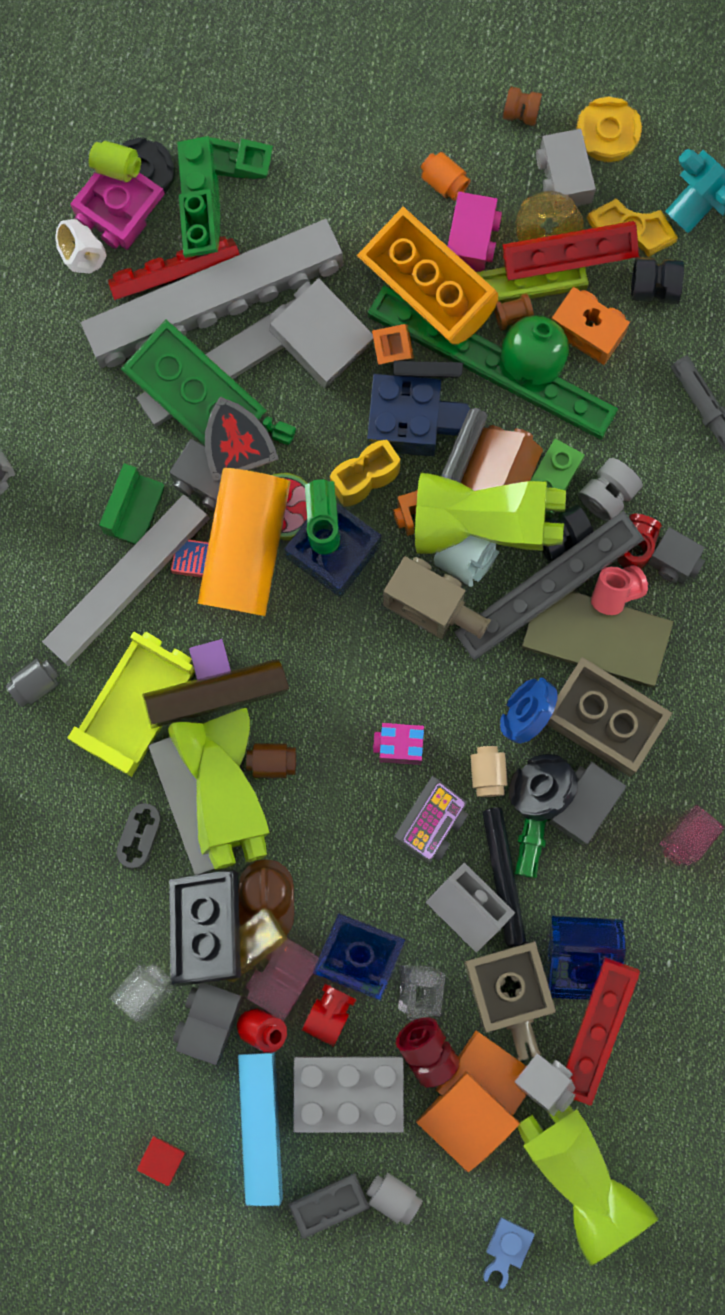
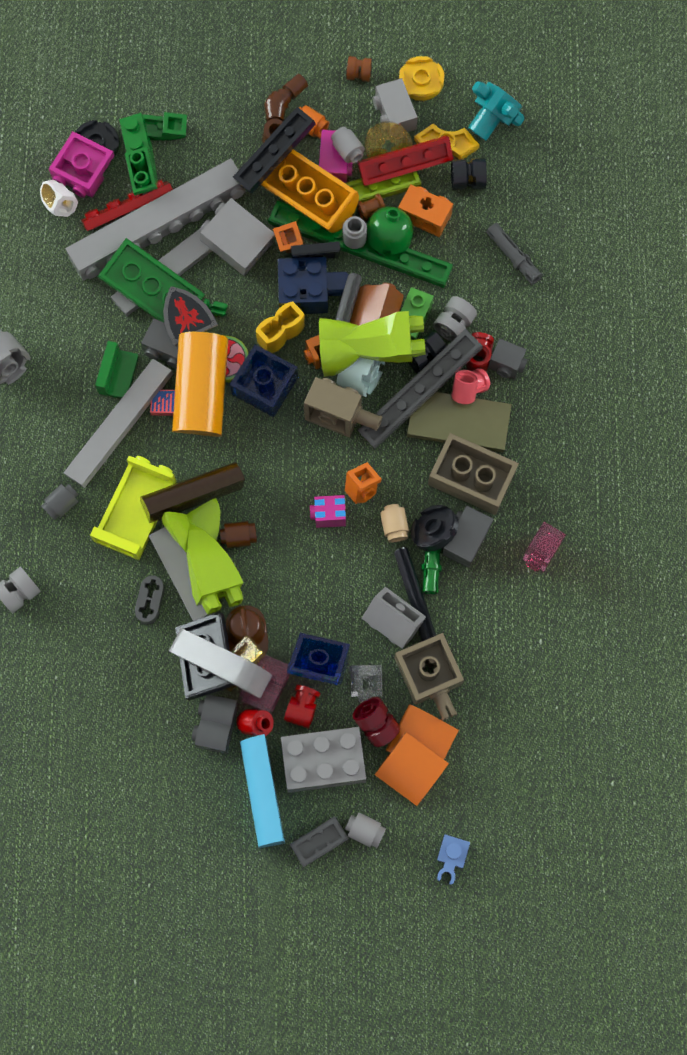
camera: 10 degrees left, 5 degrees down
(114, 160) = (76, 135): lime brick -> none
(143, 992) = (166, 705): clear brick -> none
(161, 1161) = (193, 827): red tile -> none
(209, 659) = (185, 469): medium lavender tile -> none
(223, 946) = (221, 662): none -> beam
(322, 514) = (253, 357): green piece -> none
(388, 216) = (274, 150): none -> black plate
(398, 149) = (278, 102): none -> reddish brown piece
(431, 821) = (357, 561): dark grey slope -> none
(452, 717) = (364, 489): none -> orange brick
(485, 348) = (354, 232): none -> light grey brick
(492, 220) = (347, 145): none -> light grey brick
(529, 710) = (417, 475): blue tile -> none
(547, 1084) = (464, 732): light grey brick -> none
(578, 951) = (481, 643): clear blue slope -> none
(600, 1027) = (496, 691): red plate -> none
(603, 1209) = (492, 790): lime hips -> none

